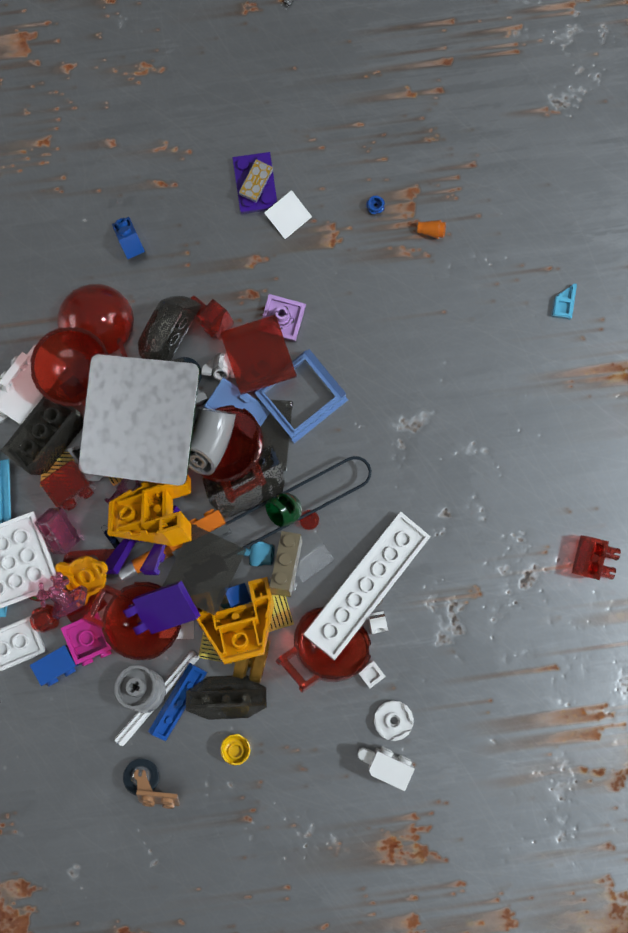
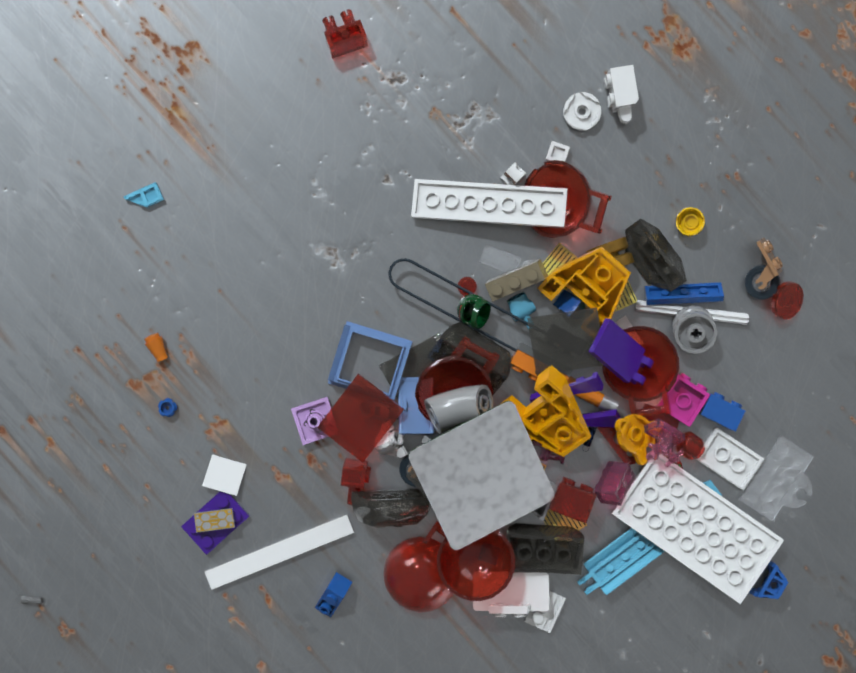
camera: 120 degrees left, 5 degrees up
(110, 788) = (787, 300): none -> clear red tile
(194, 218) = (279, 551): none -> white tile

